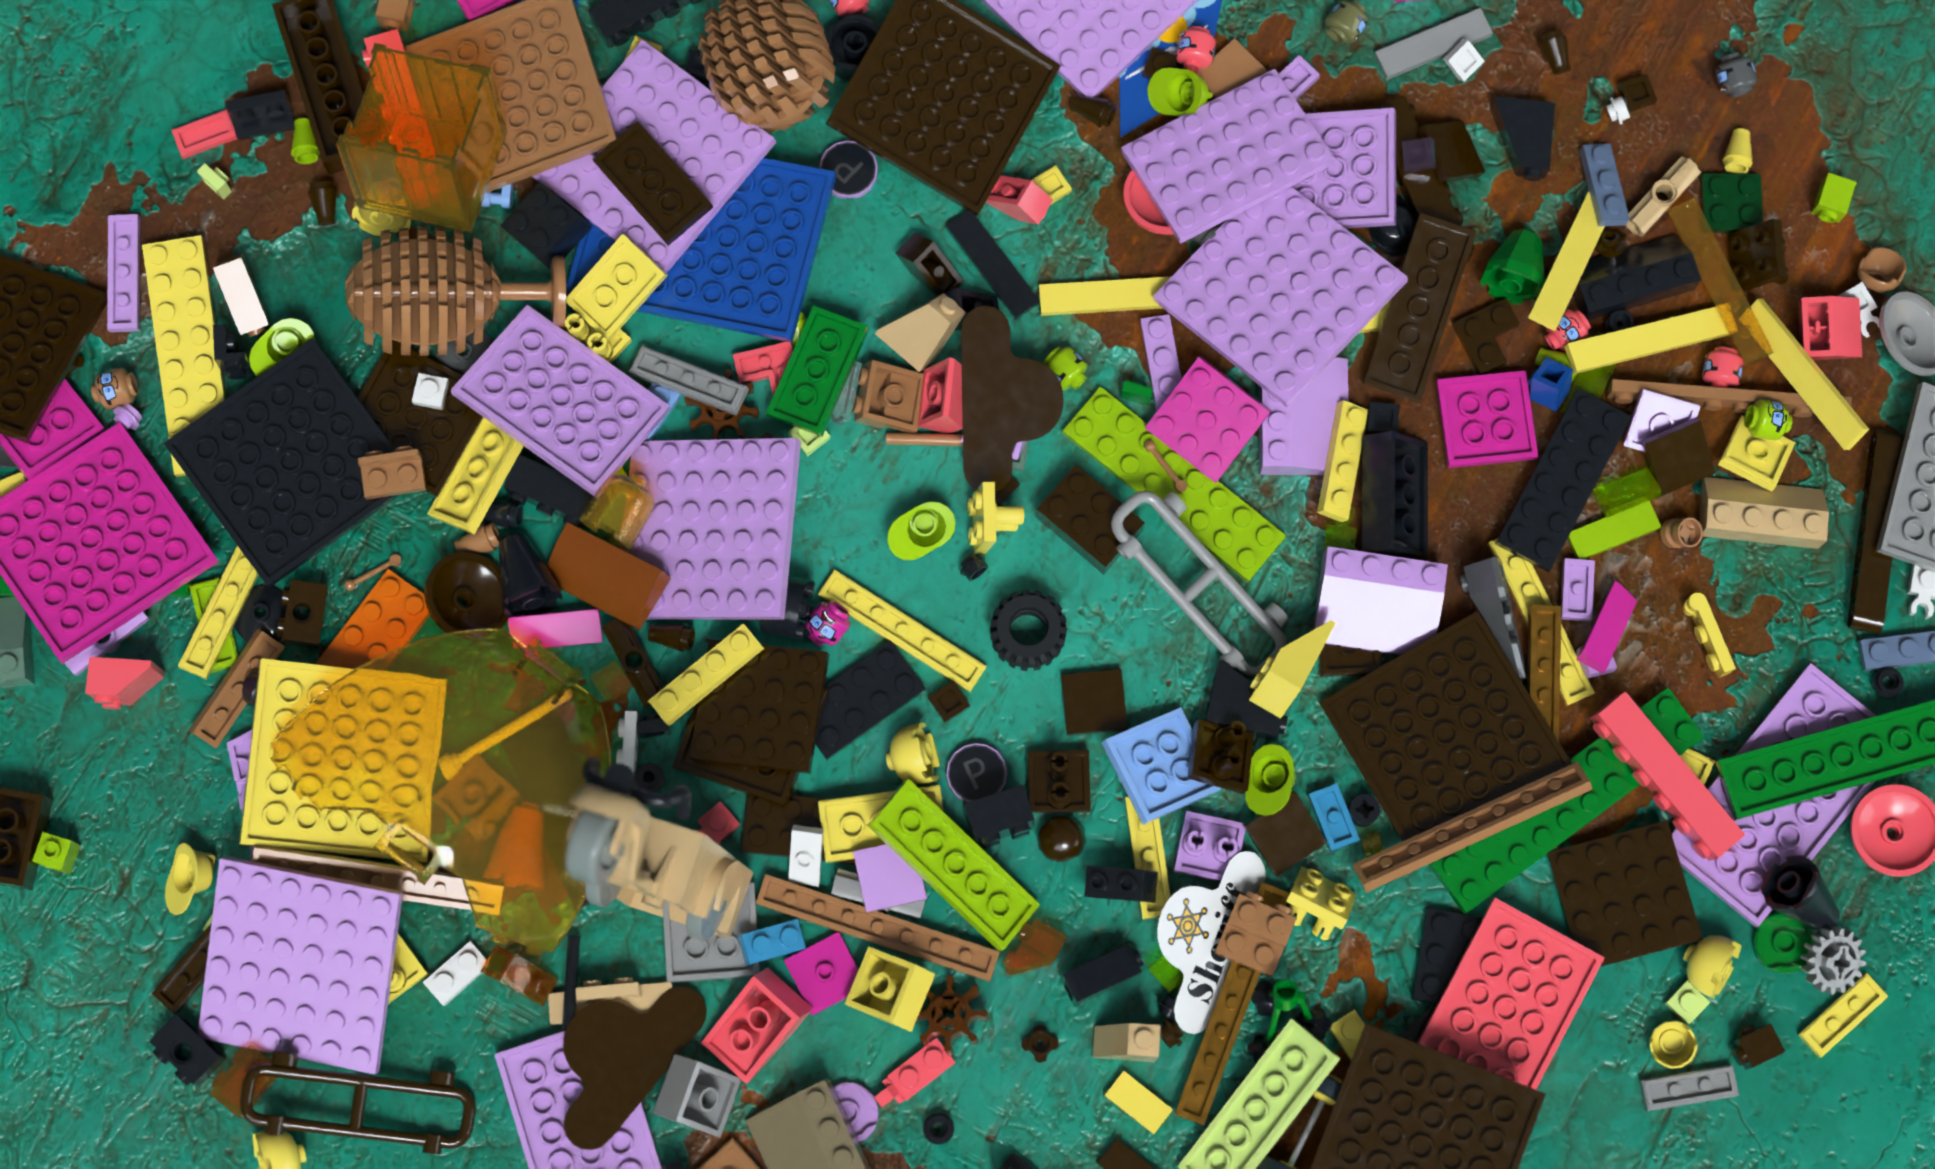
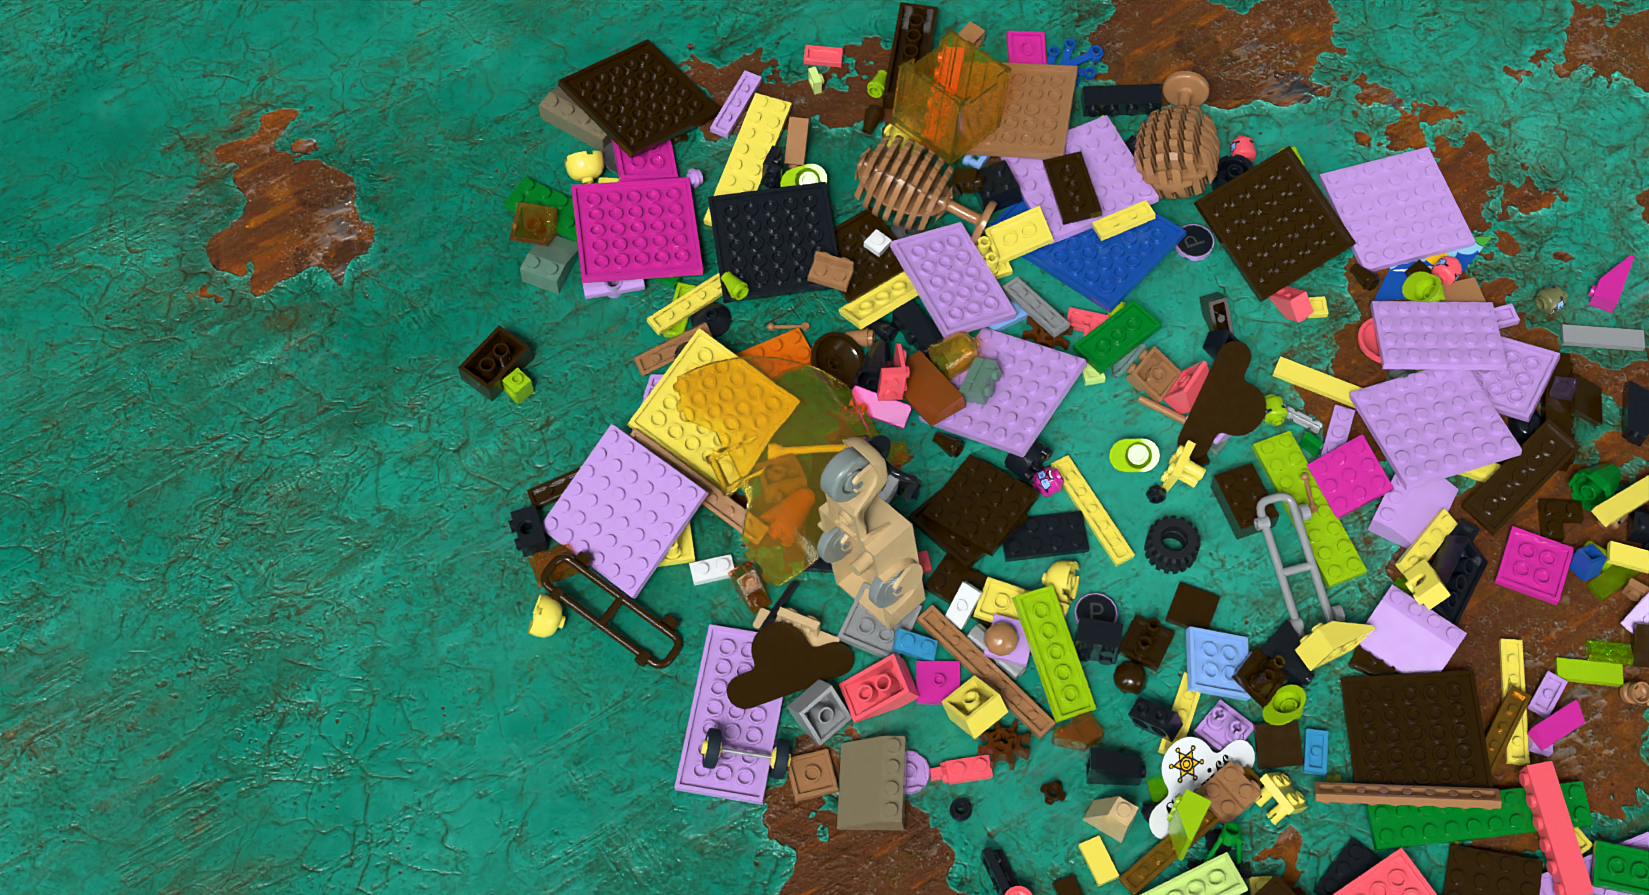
camera: 30 degrees right, 15 degrees down
(114, 388) = (696, 158): medium nougat head -> none
(120, 681) = (610, 310): coral slope -> none
(189, 875) = (586, 435): light yellow piece -> none
(261, 114) = (861, 57): black bracket -> none
(275, 562) = (736, 287): none -> lime cone
(306, 632) = (731, 337): dark brown brick -> none
(507, 244) = (967, 181): none -> dark brown brick
(560, 596) = (893, 380): none -> coral bracket
(626, 645) = (917, 456): dark brown piece -> none
(673, 534) = (980, 381): none -> sand green brick
(706, 674) = (958, 469): light yellow plate -> none
(744, 197) = (1123, 220): none -> light yellow plate
(878, 884) = (1000, 639): none -> medium nougat hair
(922, 331) = (1194, 344): tan slope -> none
(949, 702) = (1100, 563): dark brown plate -> none
(992, 264) = (1256, 333): black tile -> none
(1110, 360) = (1304, 420): none -> light grey axle
(1170, 1033) = (1141, 827): dark brown plate -> none
(1226, 1010) = (1185, 820): none -> lime slope
(1363, 816) = (1334, 761): black wheel -> none
(1370, 525) = (1426, 584): none -> light yellow brick
(1463, 60) = (1618, 353): white plate -> none
(1490, 593) = (1487, 665): dark grey wedge -> none
(1563, 480) = (1568, 624): black plate -> none
(1570, 329) = (1613, 532): coral head -> none
(1709, 634) = (1626, 763): light yellow plate -> none

